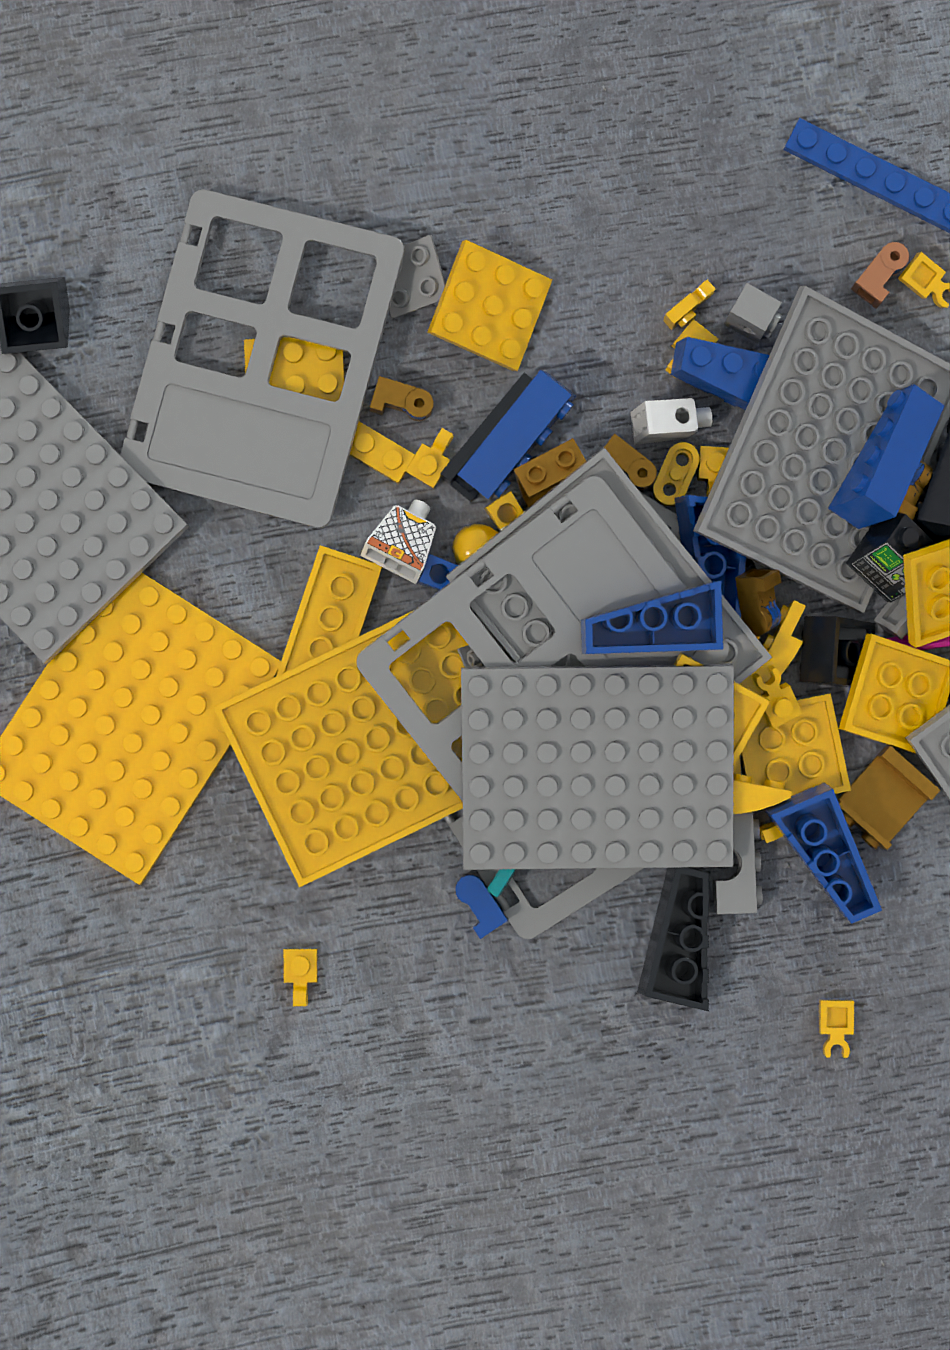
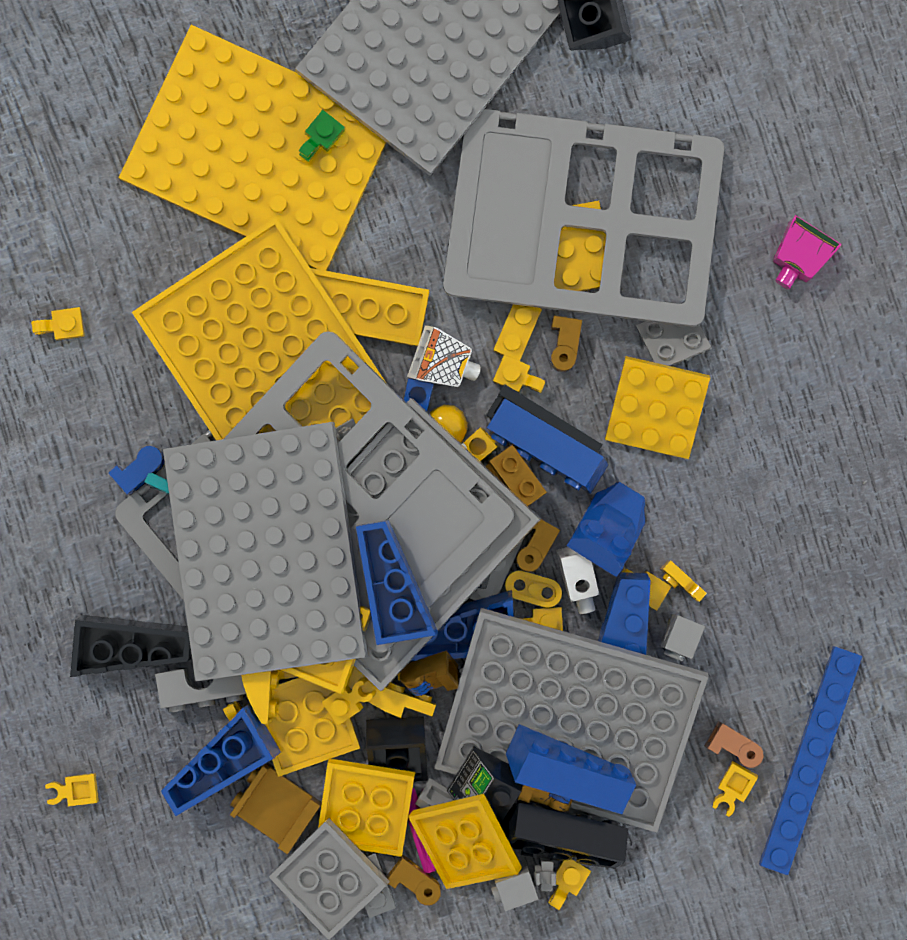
camera: 80 degrees right, 0 degrees up
(123, 642) = (322, 133): none -> green plate
(335, 118) = (802, 252): none -> dark pink torso
(620, 376) = (610, 527): none -> blue slope

